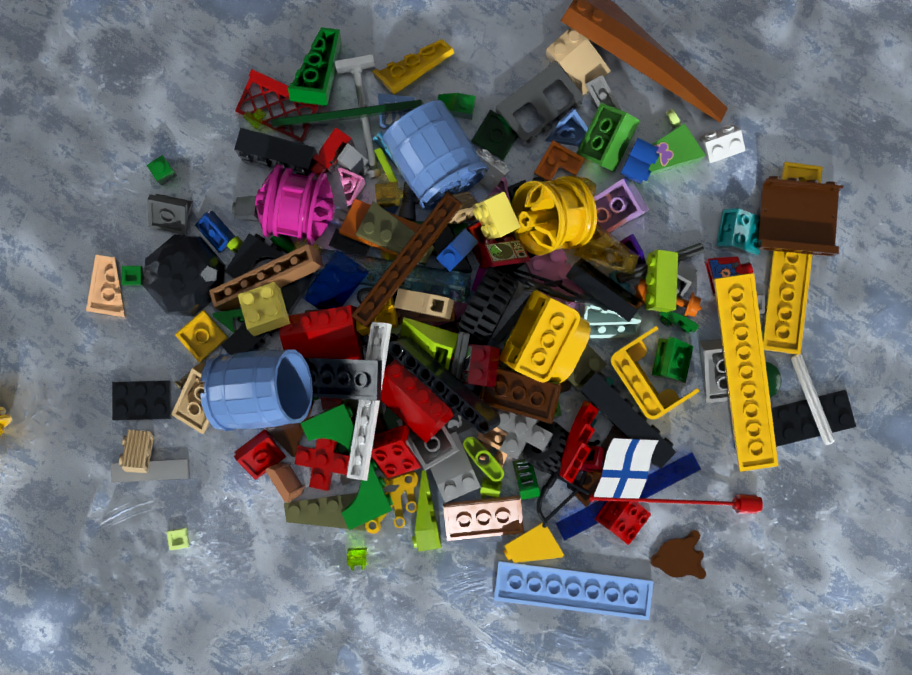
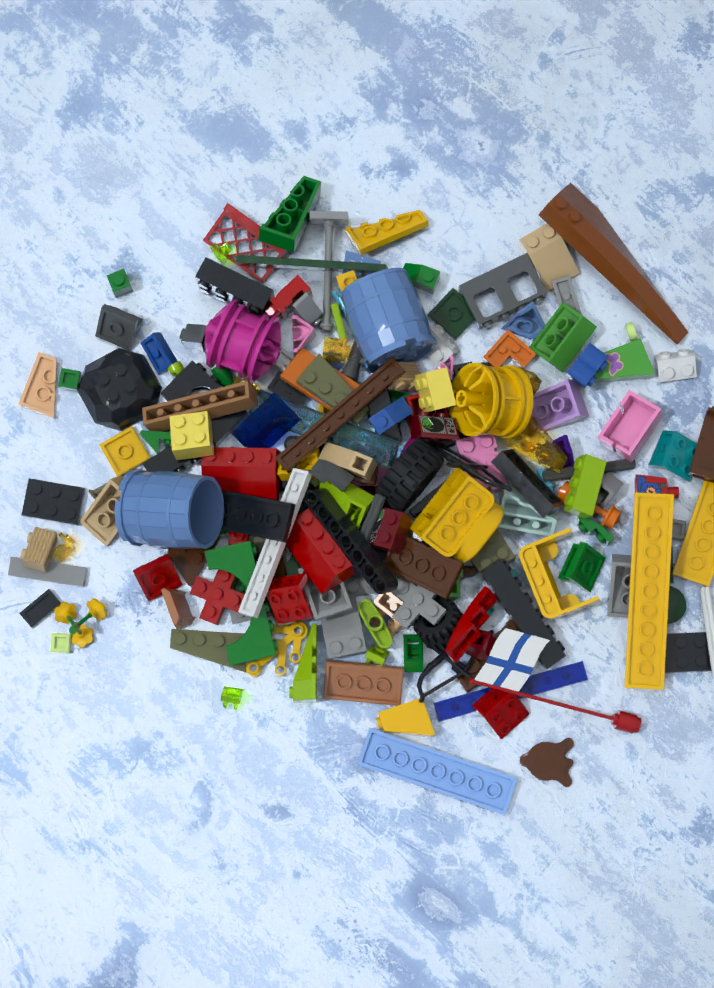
camera: 15 degrees right, 5 degrees down
(150, 508) = (40, 608): none -> black tile
(160, 448) = (64, 550): none -> clear yellow bracket
(195, 525) = (80, 633): none -> yellow plant
(384, 122) = (346, 279): none -> yellow bracket
(408, 319) = (334, 474): none -> dark grey slope
(695, 212) = (630, 430): none -> bright pink piece

